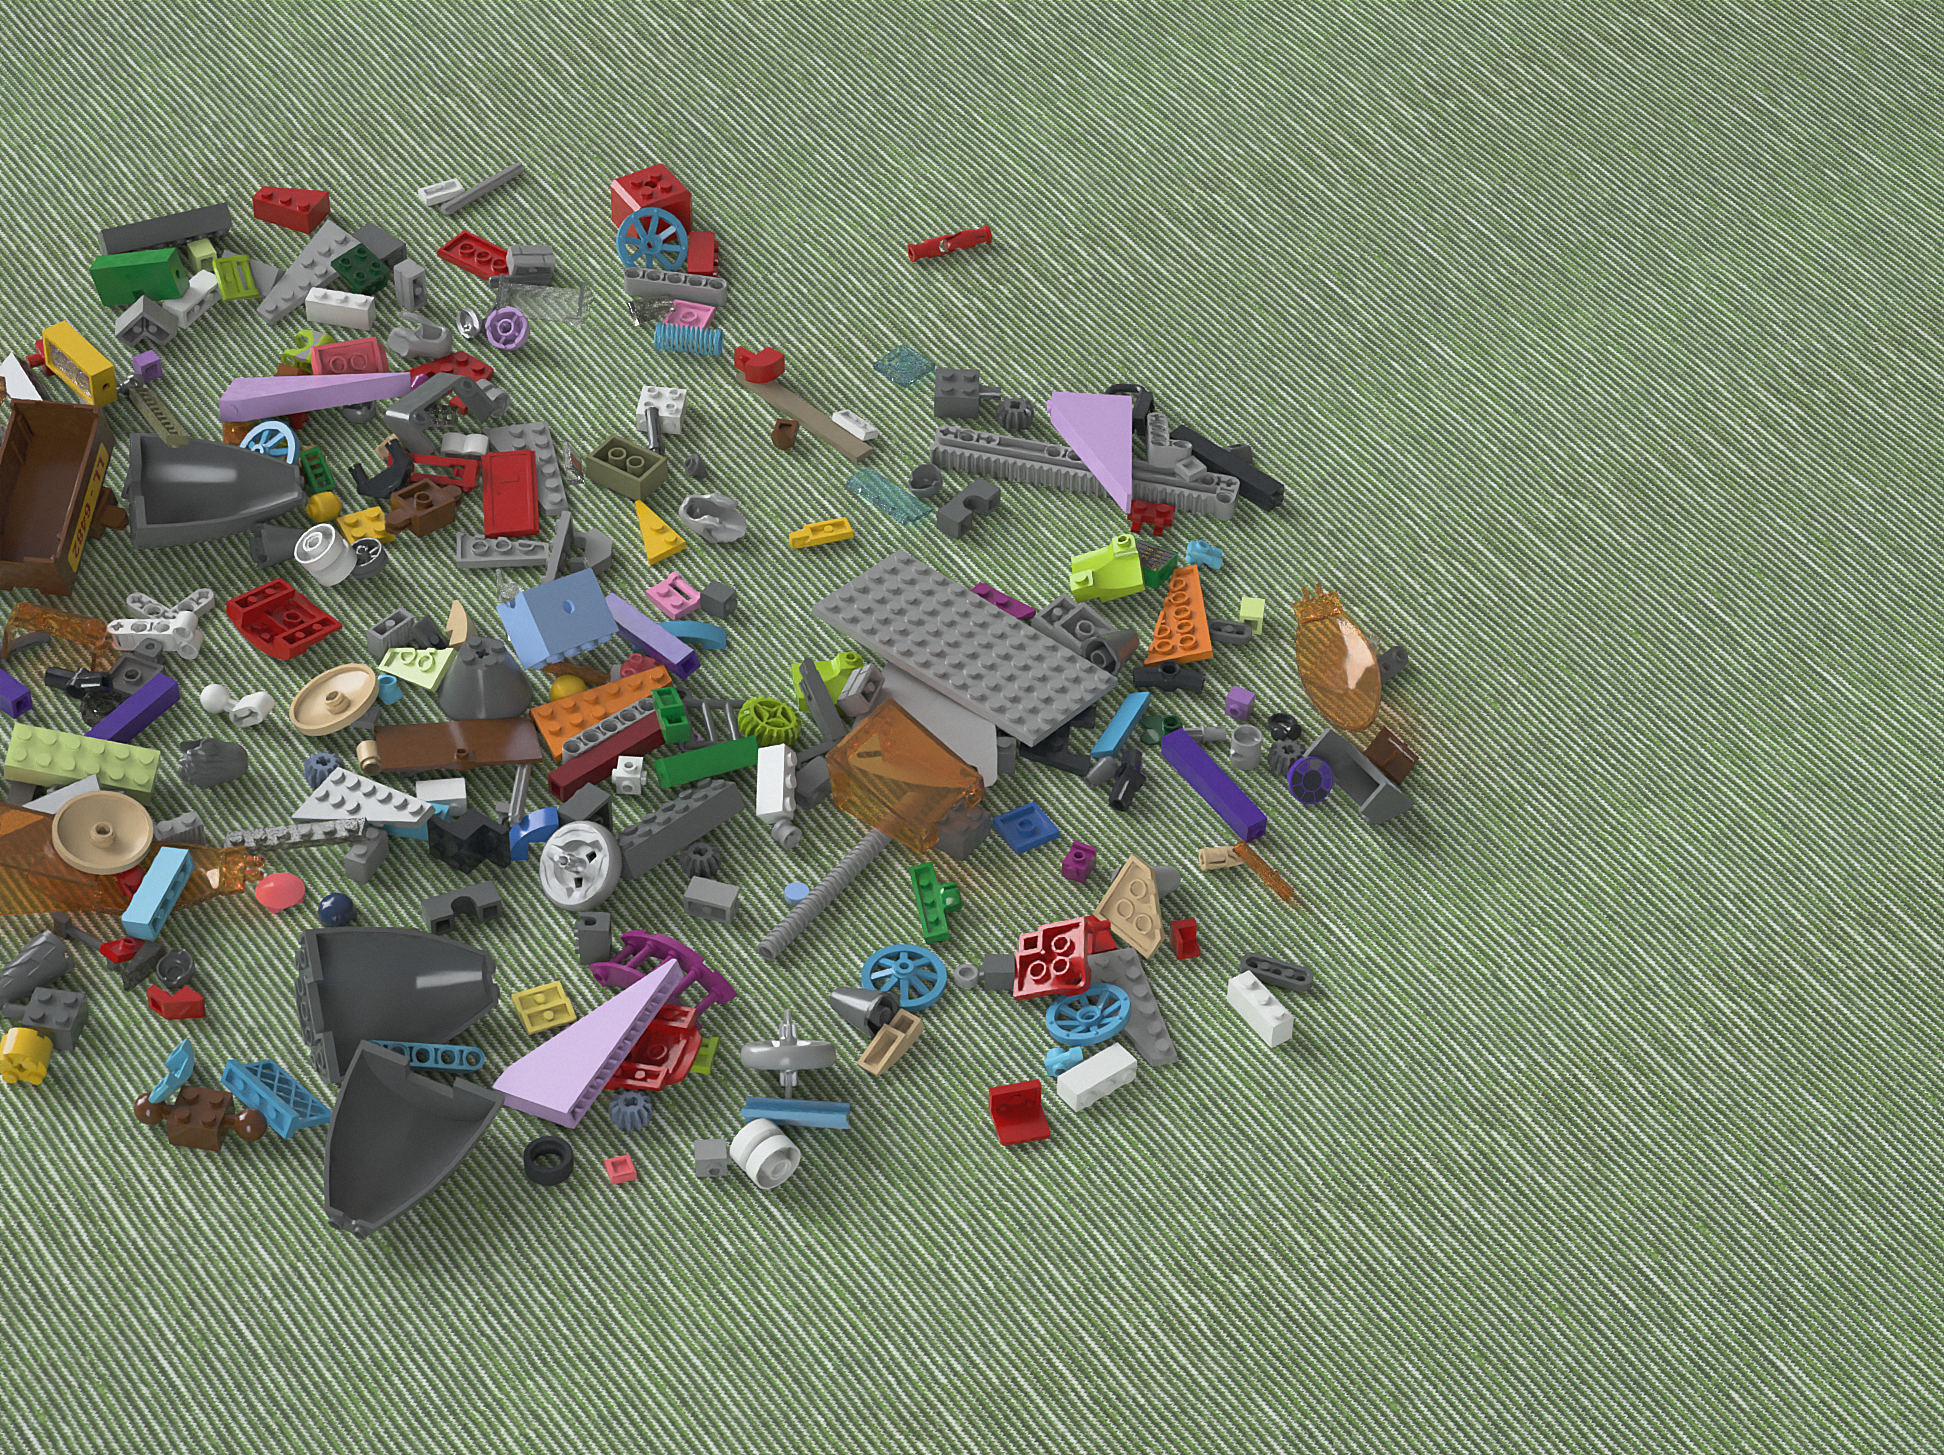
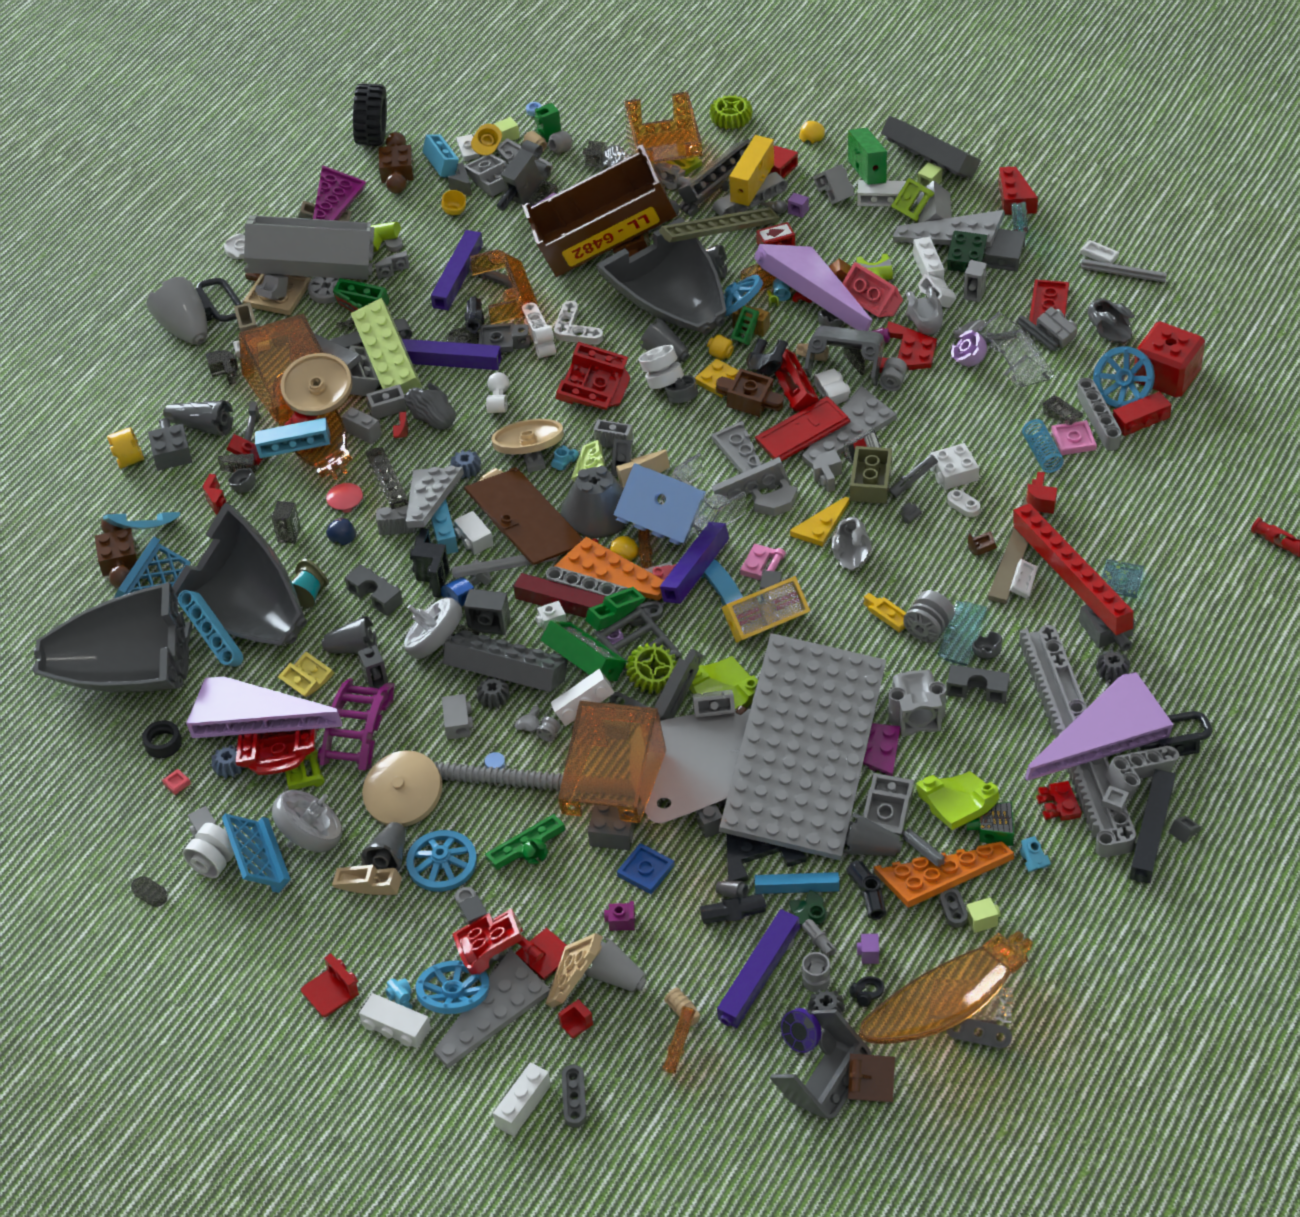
camera: 70 degrees right, 5 degrees up
(29, 312) = (812, 131): none -> yellow hair
(161, 804) = (386, 402): none -> light grey brick
(186, 402) = (776, 235): none -> brick
(212, 802) = (401, 430): none -> red slope
(286, 940) = (286, 522): none -> clear smoke brick
(343, 215) = (1019, 217): none -> clear light blue head
(388, 318) = (944, 294): none -> white brick
(529, 944) = (350, 637): none -> dark grey cone
(553, 224) = (1111, 320): none -> dark grey hair
(585, 501) = (826, 467): none -> light grey brick
(714, 426) = (961, 502): none -> white plate
(758, 609) = (765, 609): none -> clear brick
(759, 848) = (528, 722): none -> light grey rock
(769, 1237) = (149, 891): none -> clear smoke tile
(786, 971) = (402, 788): none -> tan dish
(862, 500) = (929, 616): none -> light grey wheel
(887, 377) = (1073, 569): none -> red brick
(967, 550) = (916, 702): none -> light grey piece
(1149, 619) = (923, 847): none -> dark grey axle

